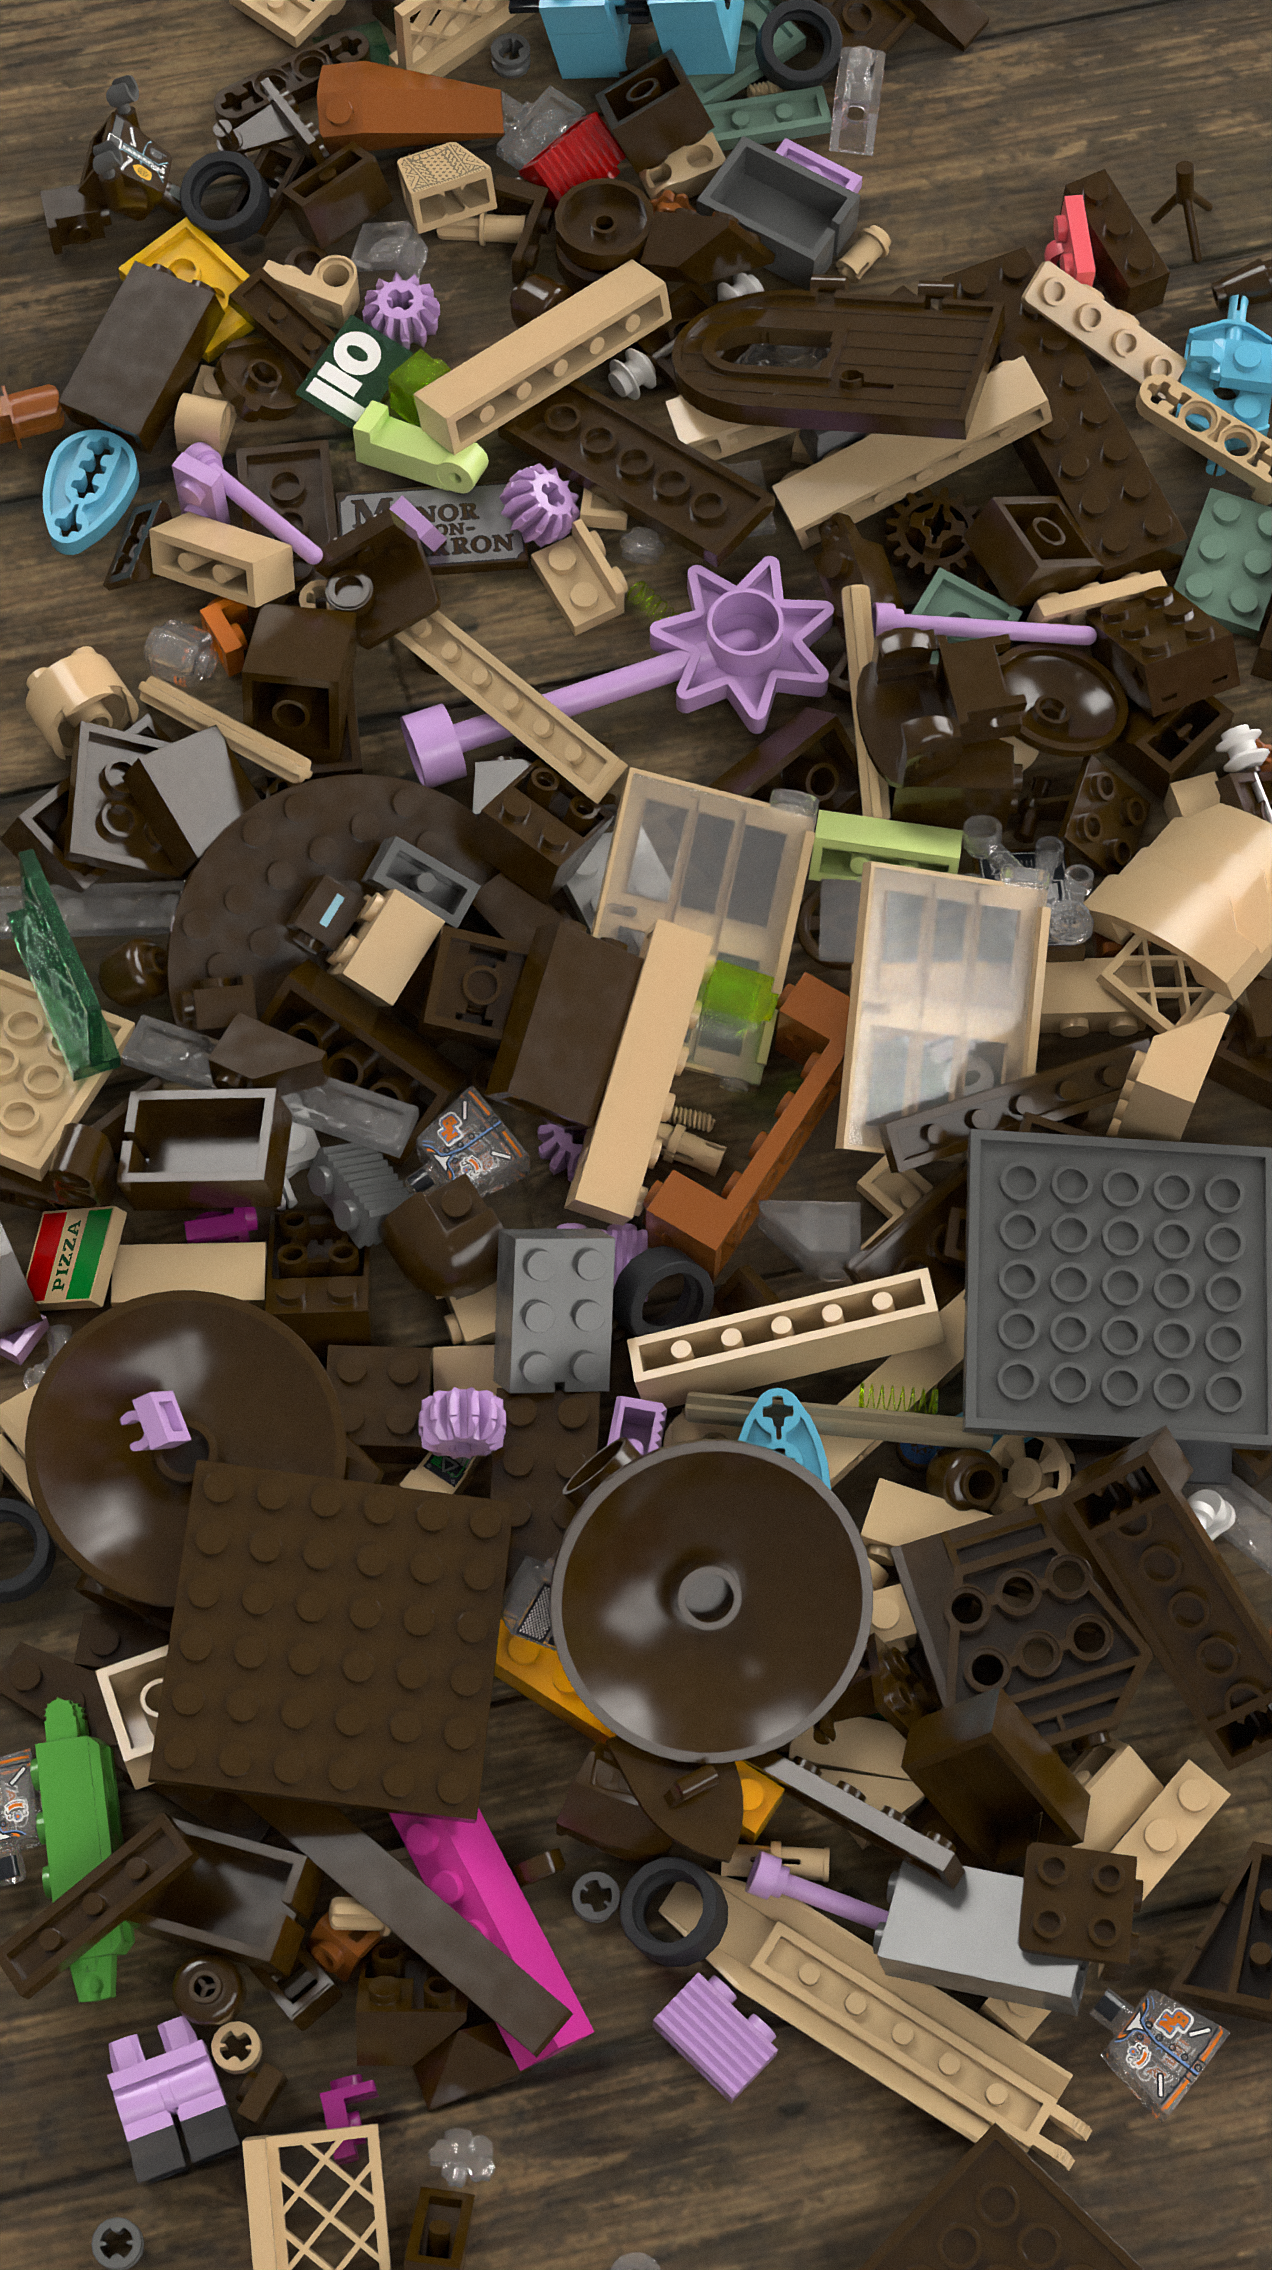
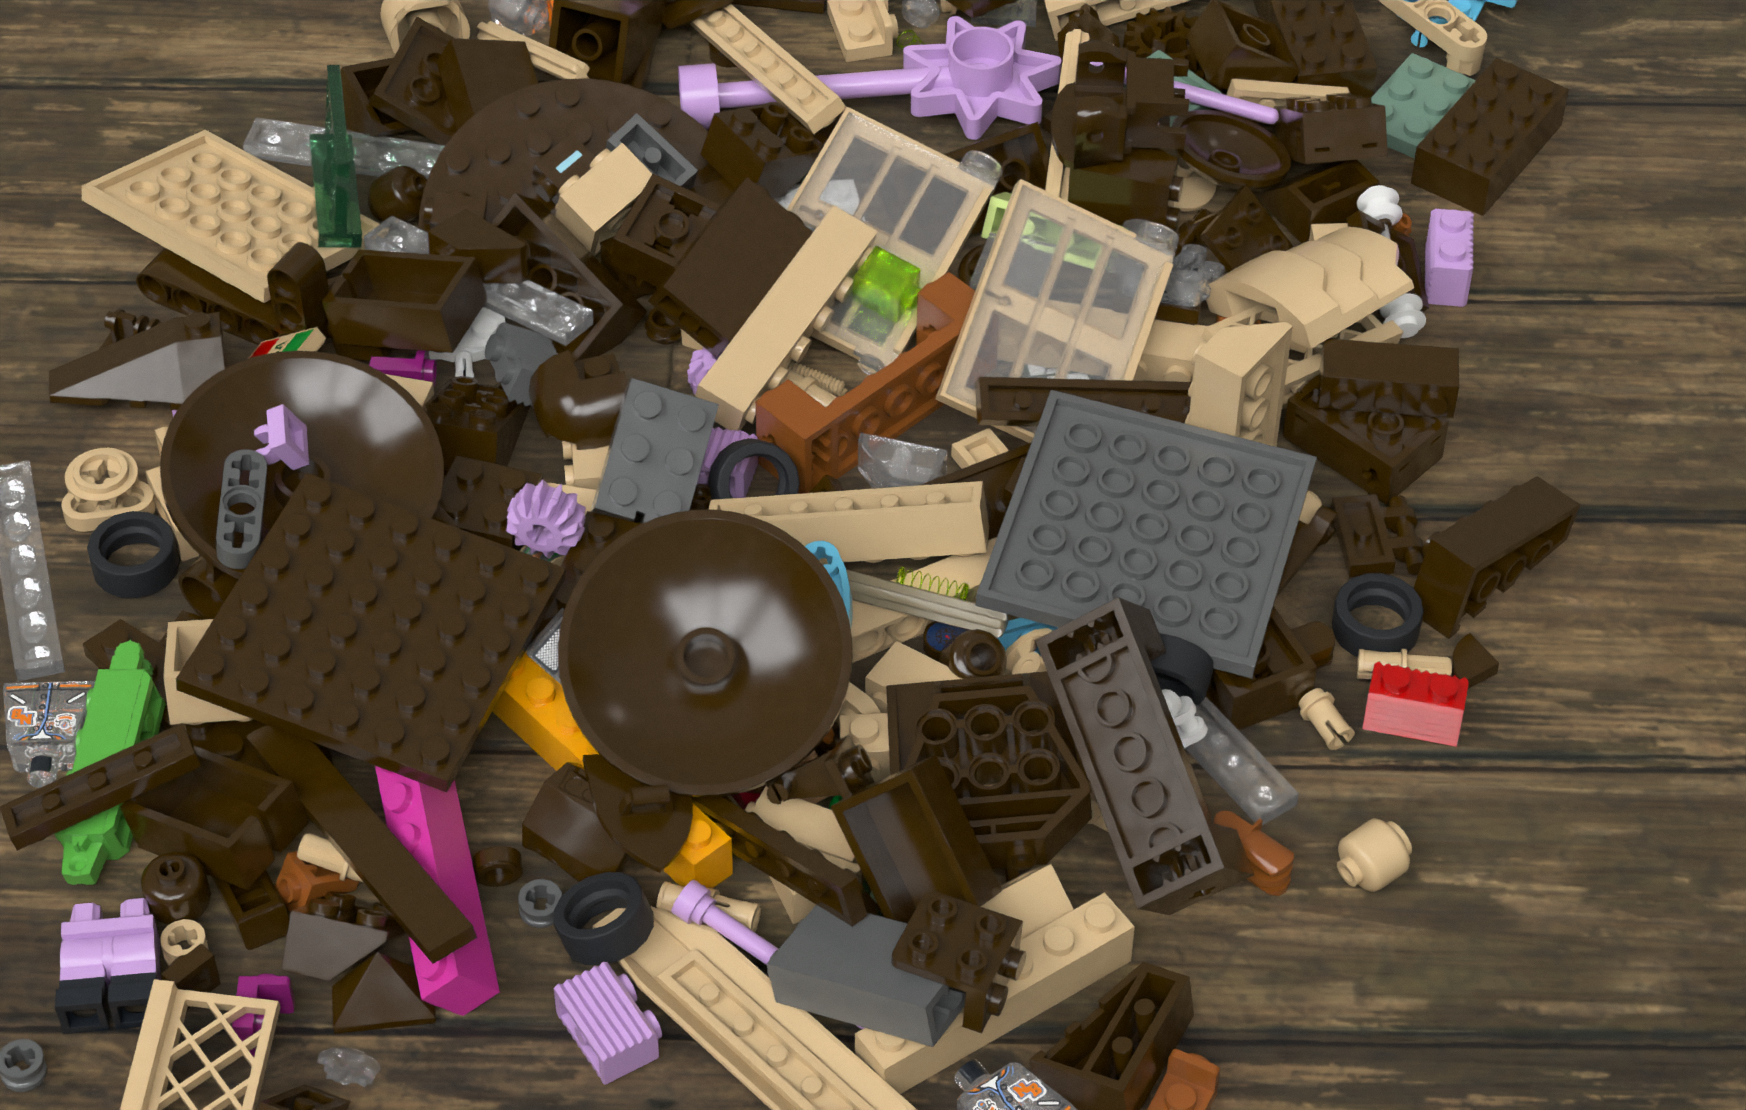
camera: 15 degrees right, 20 degrees down
(117, 1492) = (235, 493): none -> dark grey beam
(468, 1141) = (636, 351): clear torso -> none

